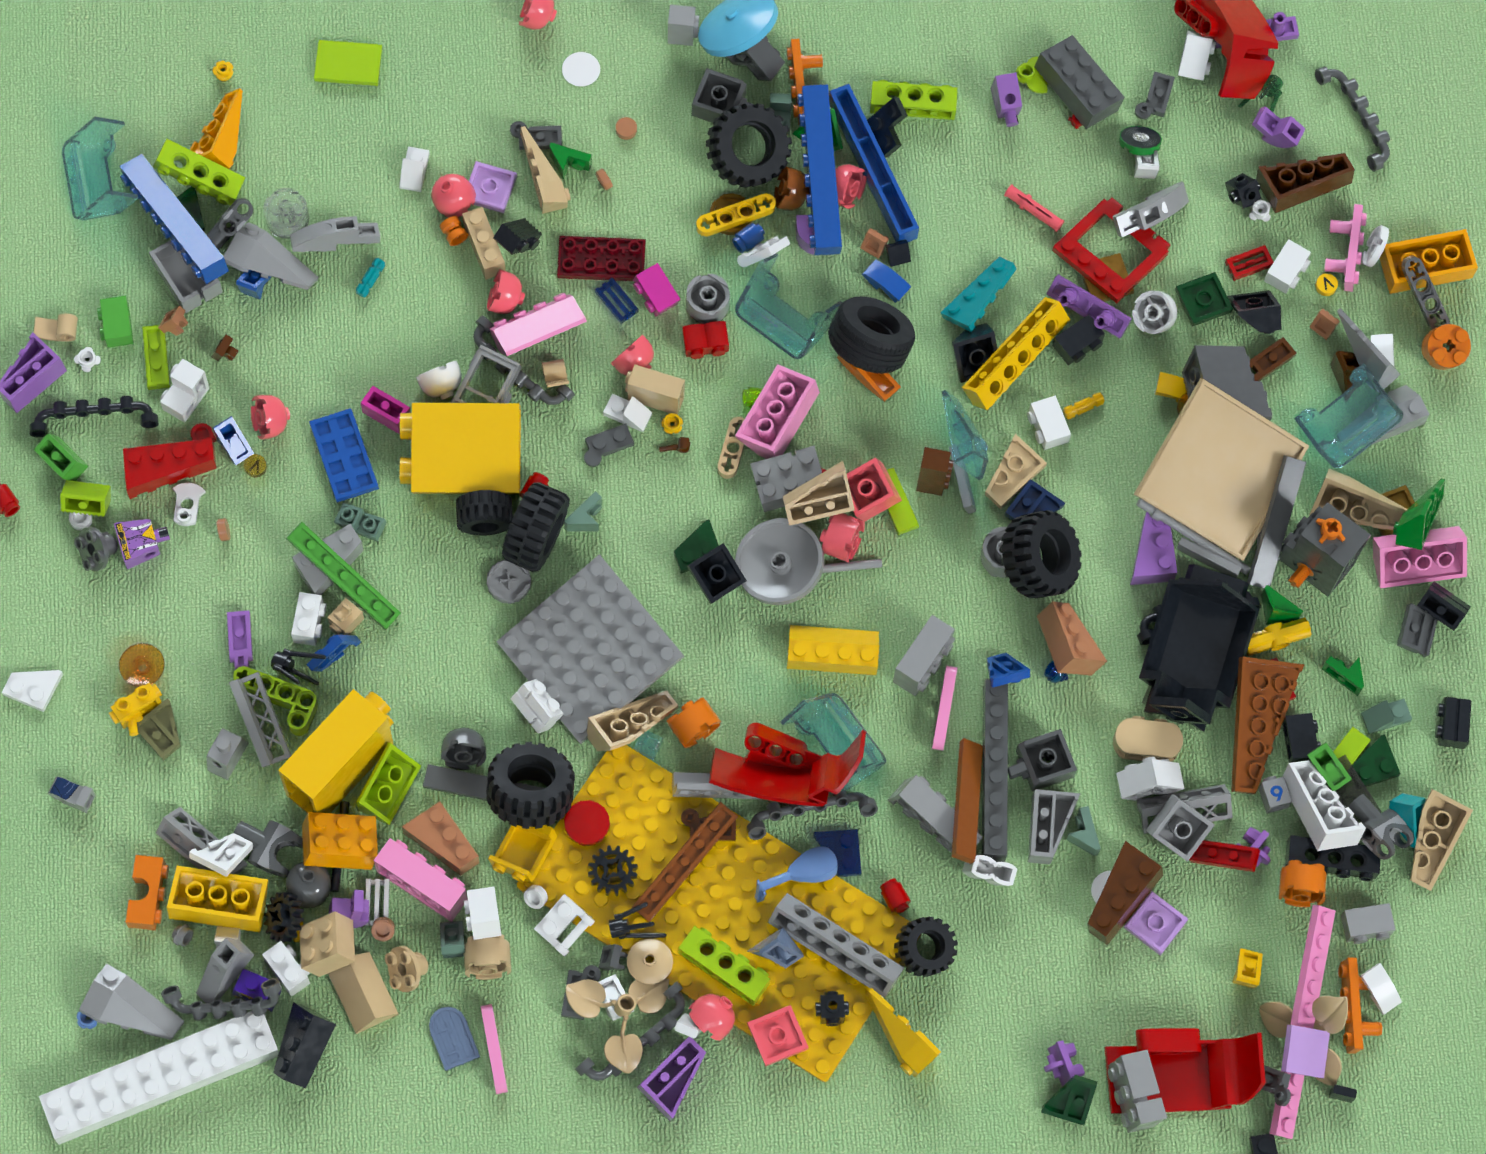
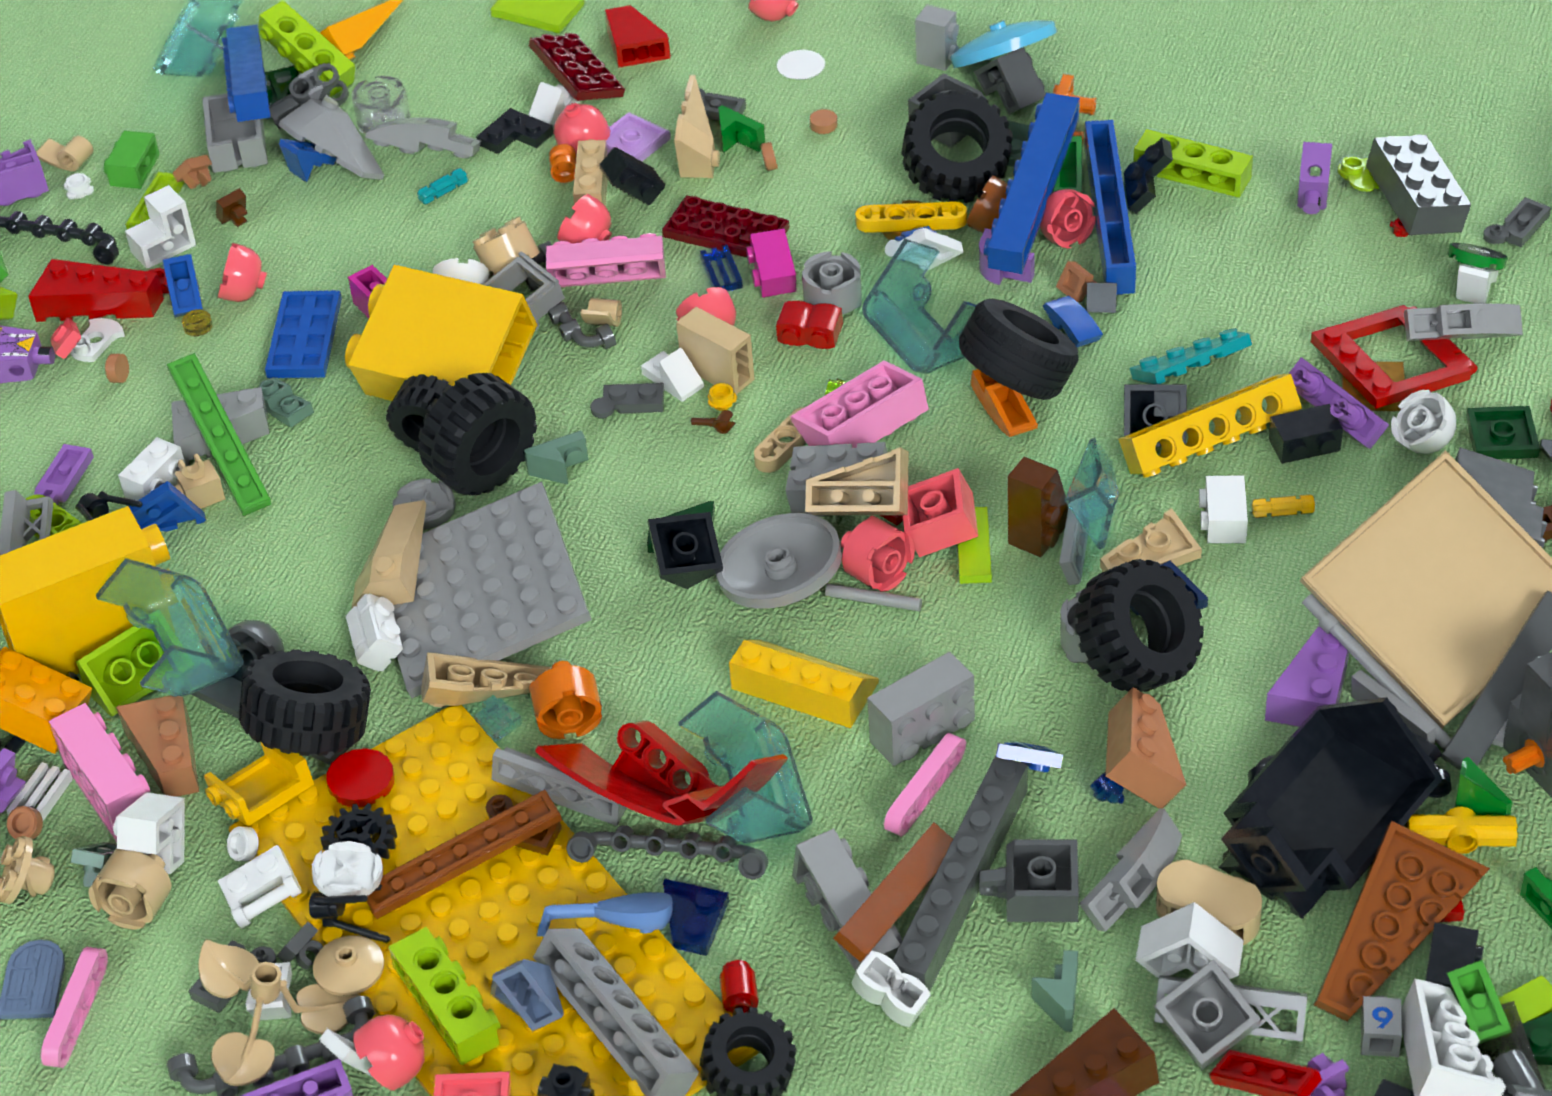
camera: 30 degrees right, 25 degrees down
(173, 517) = (65, 338): none -> coral plate
(396, 198) = (514, 126): none -> black plate
(414, 125) = (576, 67): none -> dark red tile
(425, 758) = (184, 622): none -> clear light blue windscreen
(443, 80) = (635, 37): none -> red slope
(459, 336) = (502, 247): none -> tan brick
(520, 644) = (395, 557): none -> tan wedge
(625, 903) = (347, 870): none -> white tile
(1030, 205) = (1296, 287): coral pin -> none
(1048, 822) = (1008, 957): light grey wedge -> none
(1101, 735) = (1135, 873): none -> light grey slope

